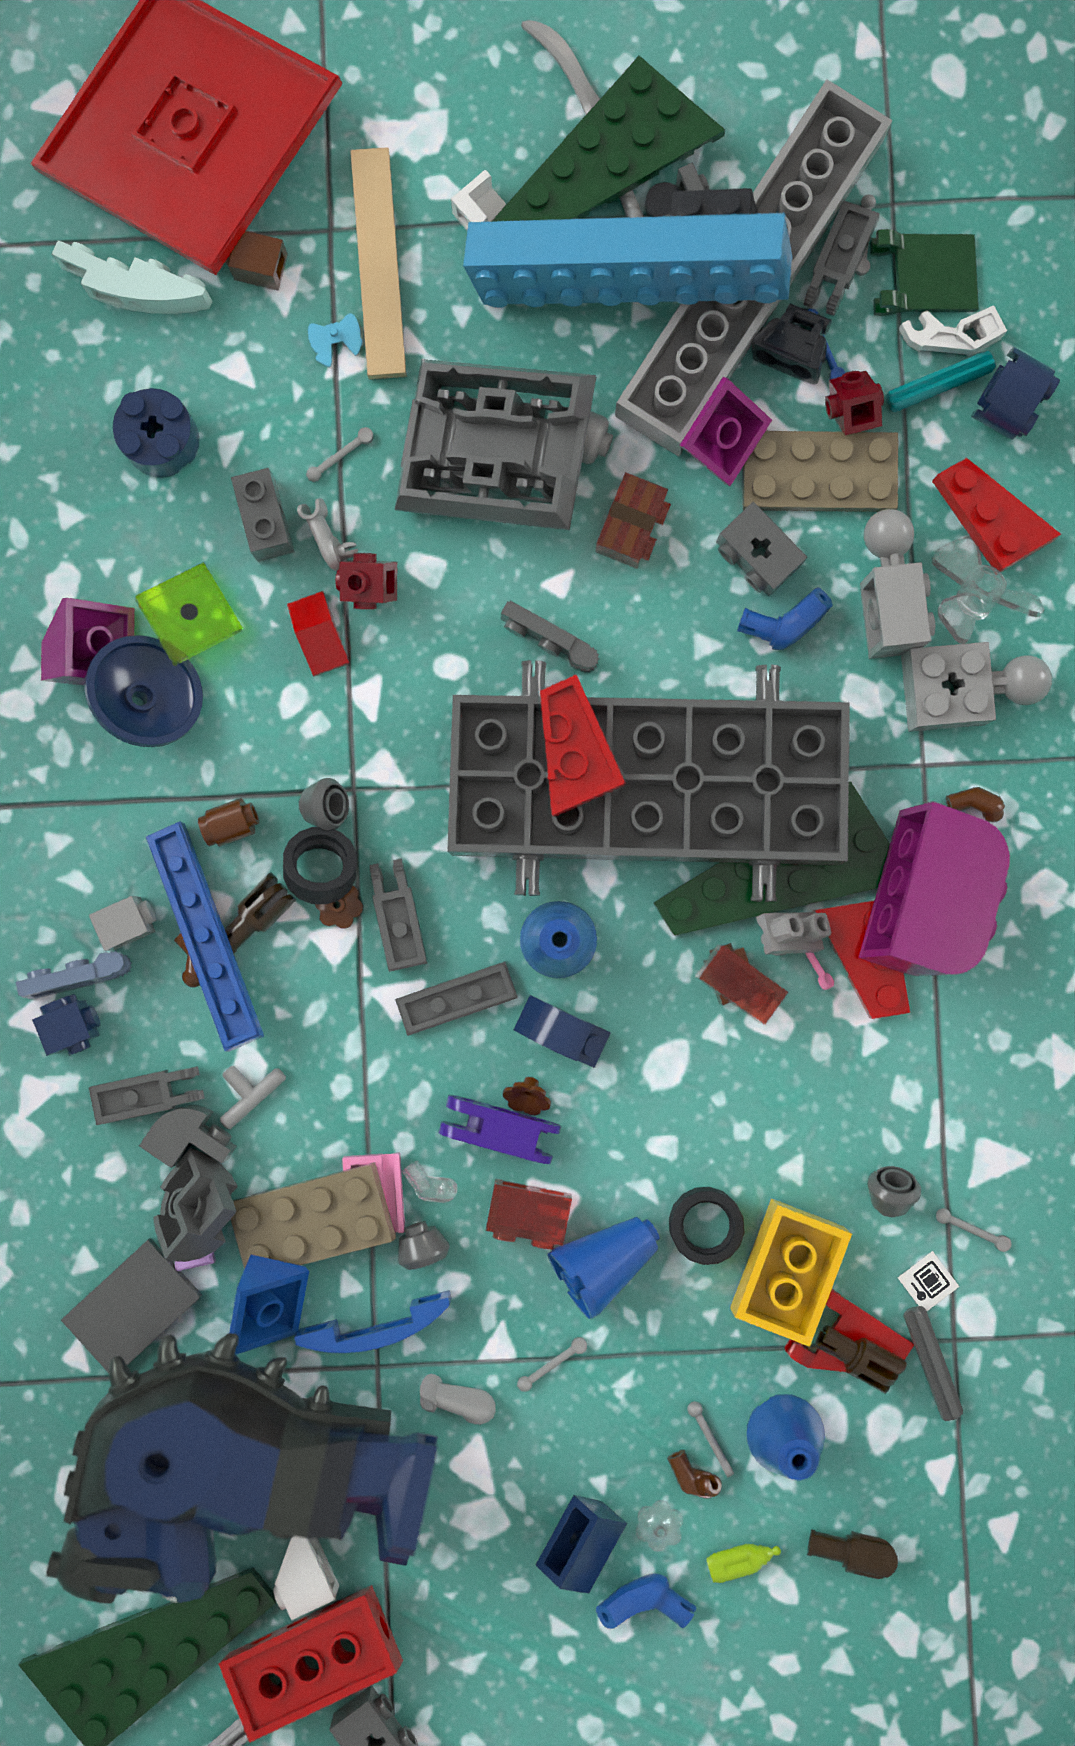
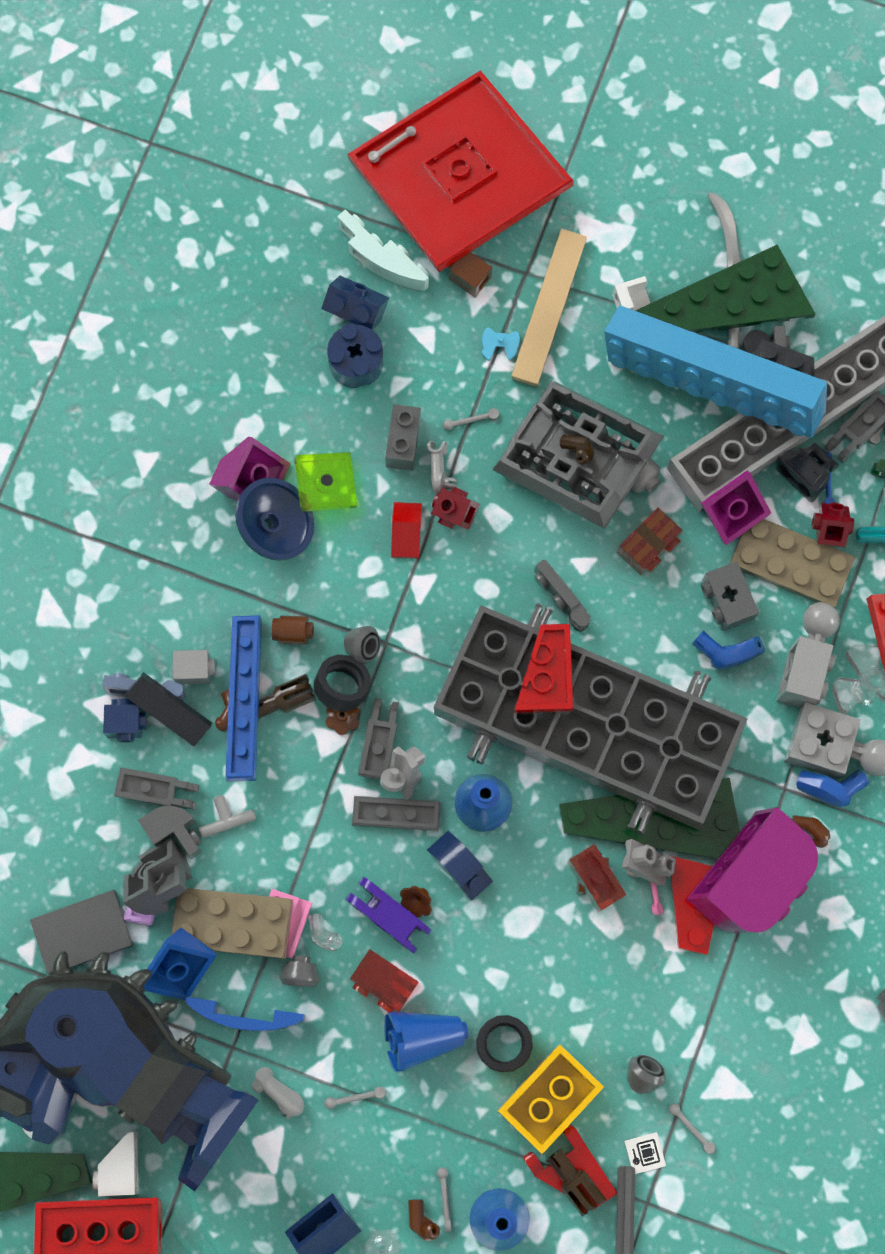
camera: 20 degrees right, 10 degrees down
(66, 151) = (374, 156): none -> light grey hinge
(115, 990) = (168, 709): none -> black tile
(124, 361) = (355, 302): none -> dark blue brick
(443, 947) = (403, 771): none -> light grey hips
(496, 434) = (581, 446): none -> dark brown arm
(982, 746) = (829, 790): none -> blue arm

